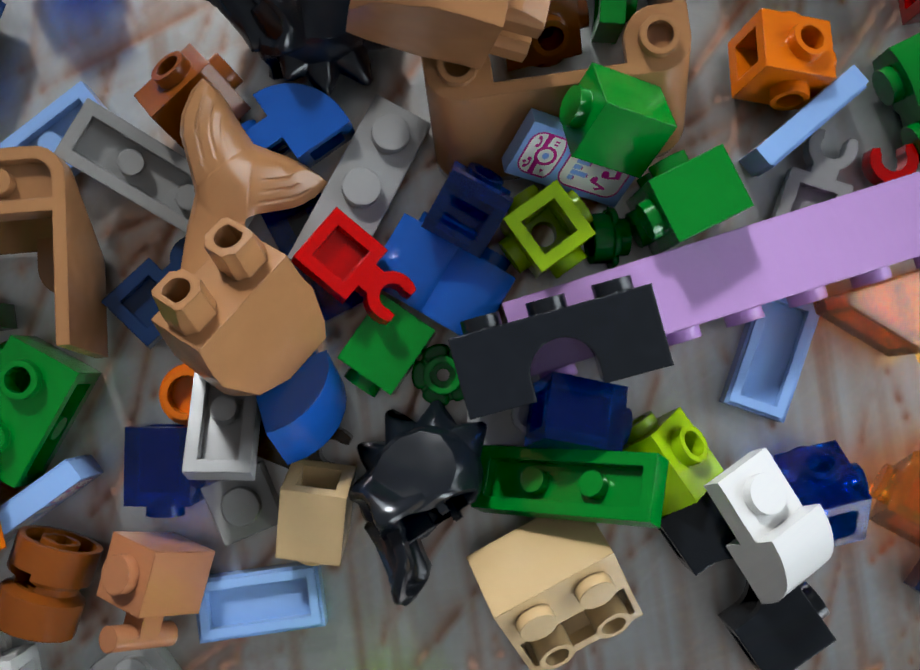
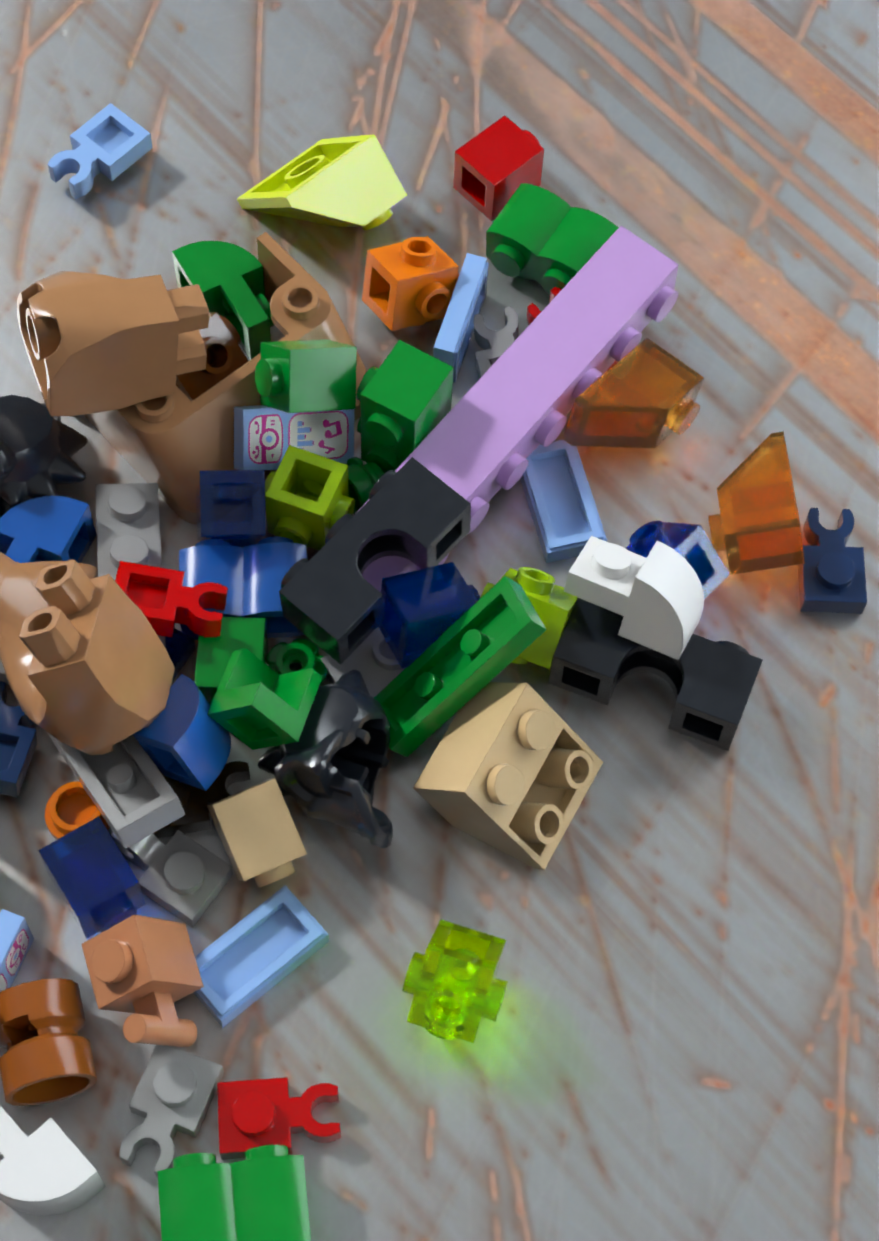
camera: 35 degrees left, 25 degrees down
(382, 420) = (261, 704): none -> green panel

